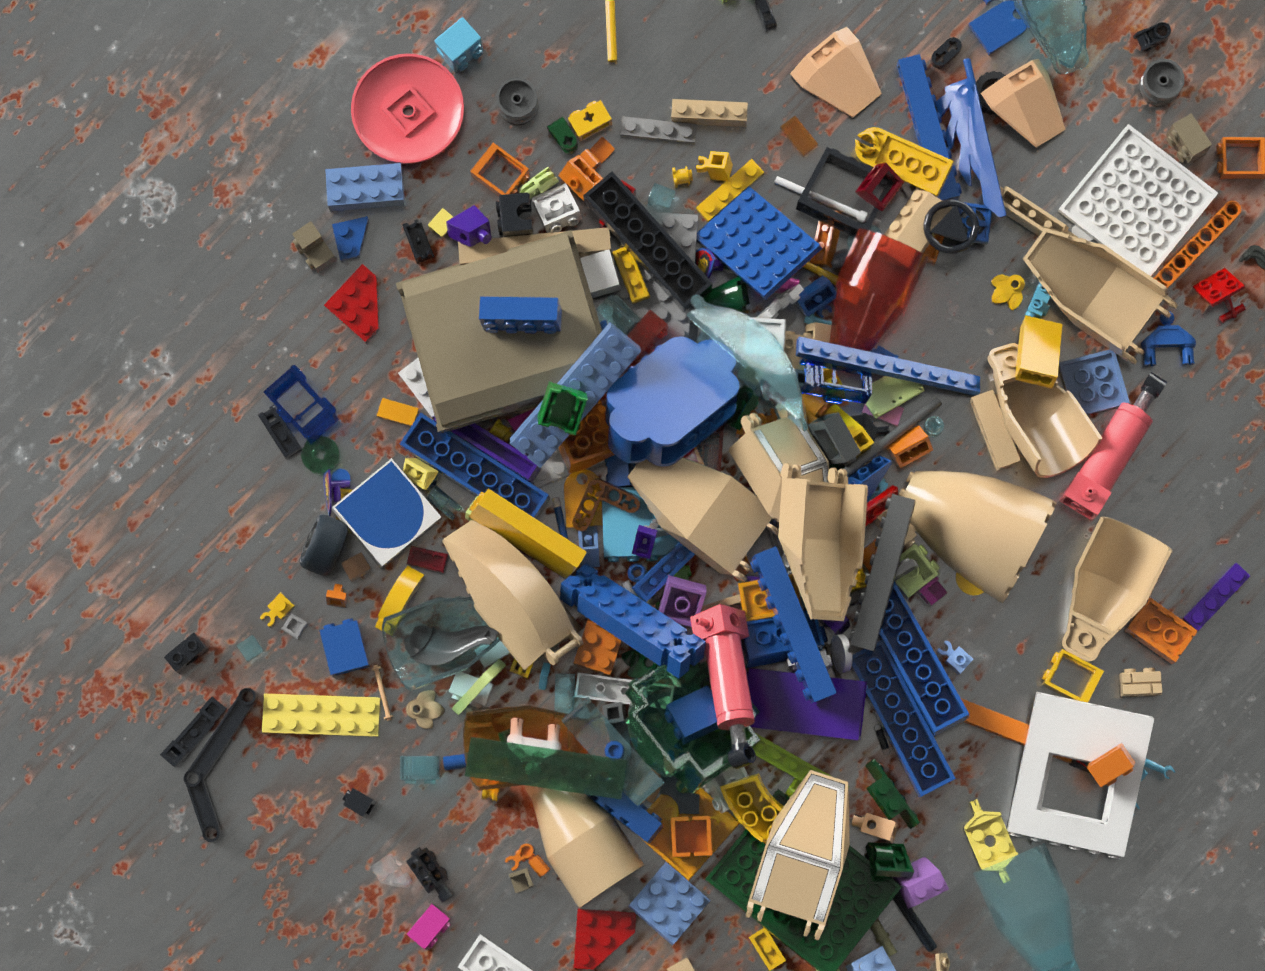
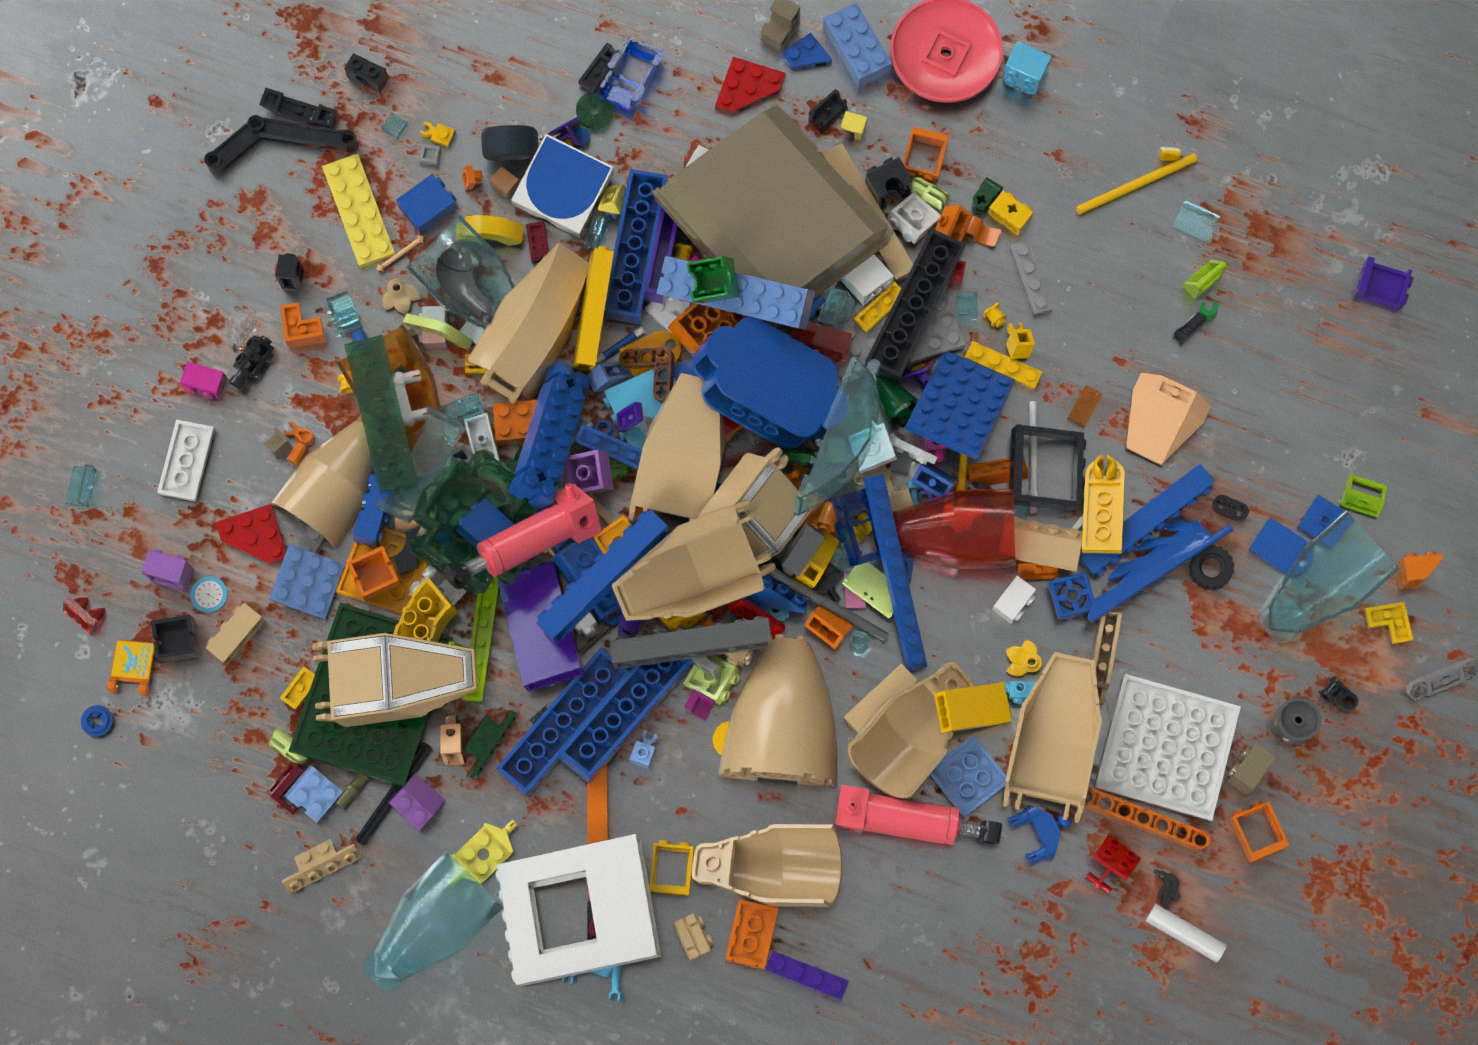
camera: 65 degrees right, 5 degrees down
(397, 412) = (662, 158): light orange tile -> none
(418, 819) = (299, 331): none -> orange panel
(469, 227) = (859, 147): dark purple torso -> none
(514, 90) = (998, 140): dark grey wheel -> none
(520, 314) = (787, 210): blue brick -> none
(544, 676) = (472, 384): medium azure tile -> none
(614, 750) = (423, 469): blue tile -> none
(709, 112) = (1068, 315): tan brick -> none
(841, 657) = (600, 641): white tile -> none
(854, 409) = (841, 560): none -> clear light blue panel
(873, 179) = (1069, 484): dark red tile -> none
(889, 859) = (425, 764): dark green plate -> none
(951, 226) = (1056, 574): black piece -> none
(952, 274) = (1014, 600): none -> white brick
(1027, 103) = (1216, 601): light nougat wedge -> none
(1111, 765) = (593, 930): orange brick -> none

